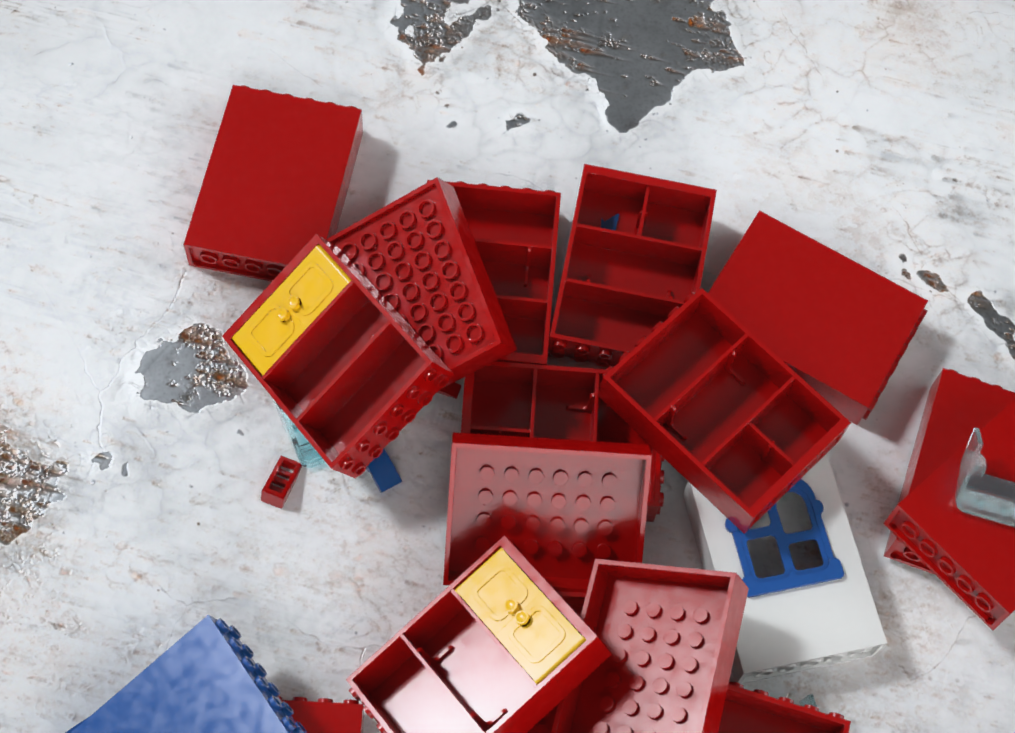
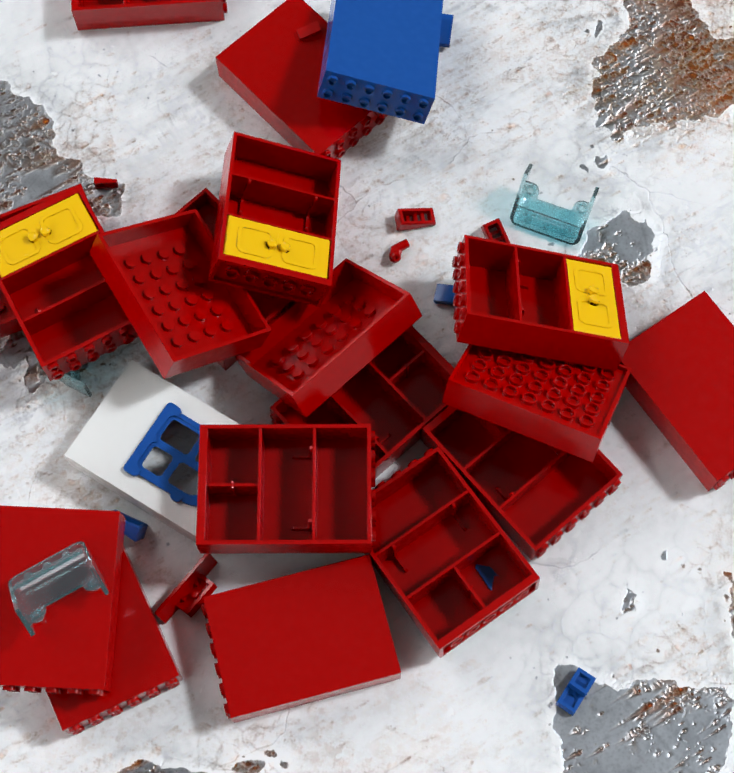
camera: 140 degrees right, 5 degrees up
(212, 447) = (548, 218): none -> clear light blue windscreen
(342, 584) = (406, 213): none -> red slope
(383, 560) = (396, 250): none -> red arm
(625, 104) = (575, 691): none -> blue slope
(864, 537) = (134, 528): none -> blue slope
(867, 438) = (190, 591): none -> red bracket

